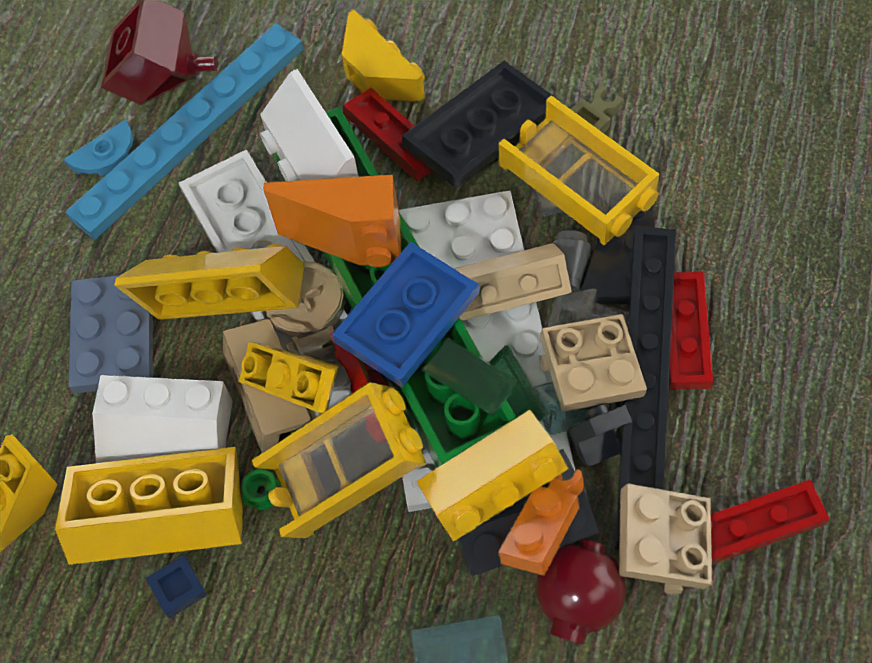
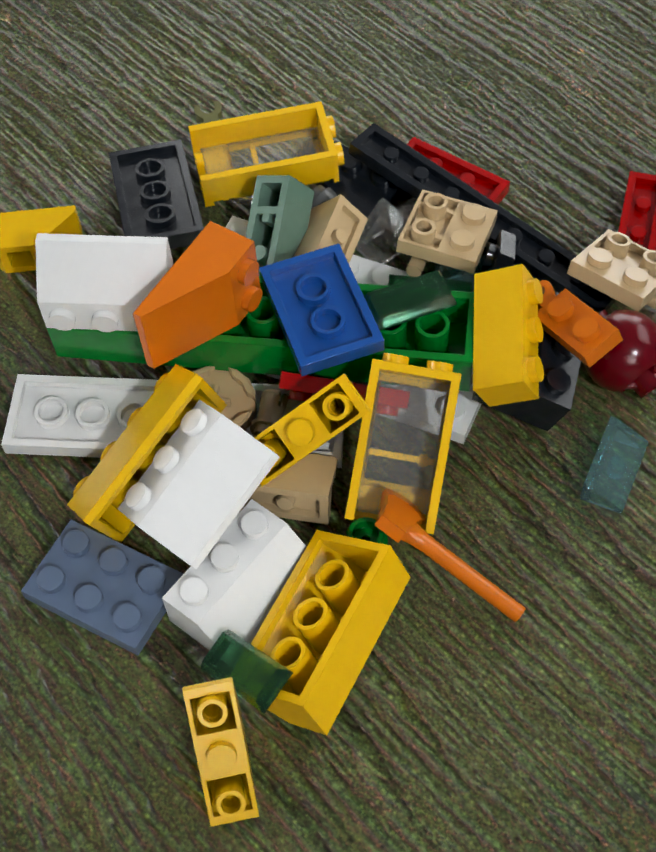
camera: 60 degrees left, 5 degrees down
(75, 471) = (254, 673): none -> clear green tile
(176, 586) = (413, 653): dark blue plate -> none
(197, 332) = (198, 483): none -> white slope
(267, 503) = (403, 522): none -> orange piece
(496, 230) = (278, 217): none -> sand green slope

